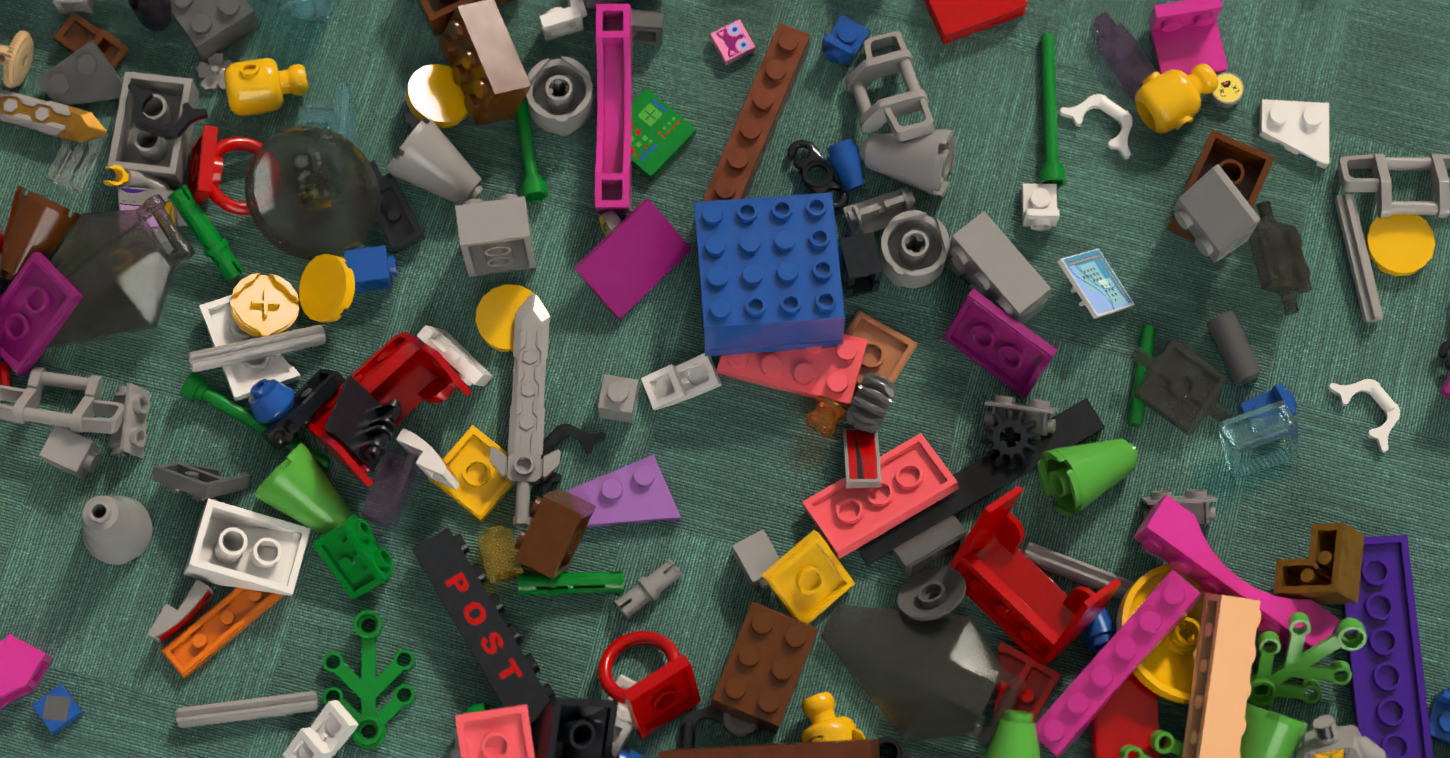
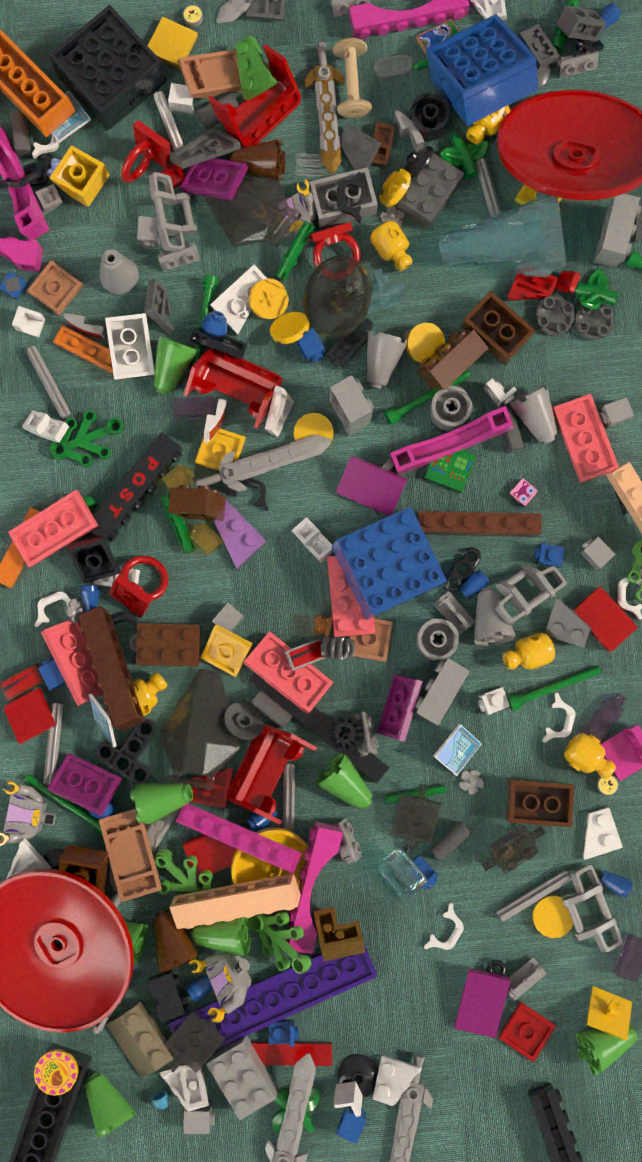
camera: 70 degrees right, 10 degrees up
(92, 641) = (55, 287): none -> nougat tile
(132, 703) = (28, 321): none -> white panel
(174, 45) = (395, 188): none -> yellow tile
(256, 348) = (241, 304): light grey axle -> none
(354, 556) = (148, 404): green bracket -> none
(363, 422) = (219, 376): black hinge -> none
(613, 546) = (206, 538): none -> clear yellow brick
(618, 398) = (288, 509): light grey brick -> none
(648, 589) = (190, 566): light grey pin -> none
(859, 264) = (415, 611): black brick -> none
(963, 53) = (566, 625): none -> wing
(985, 121) = (530, 652): none -> yellow piece
(1151, 286) = (471, 781): none -> light grey plant
(1216, 214) = (517, 804): light grey slope -> none
(1381, 131) = (619, 885): none -> blue cone

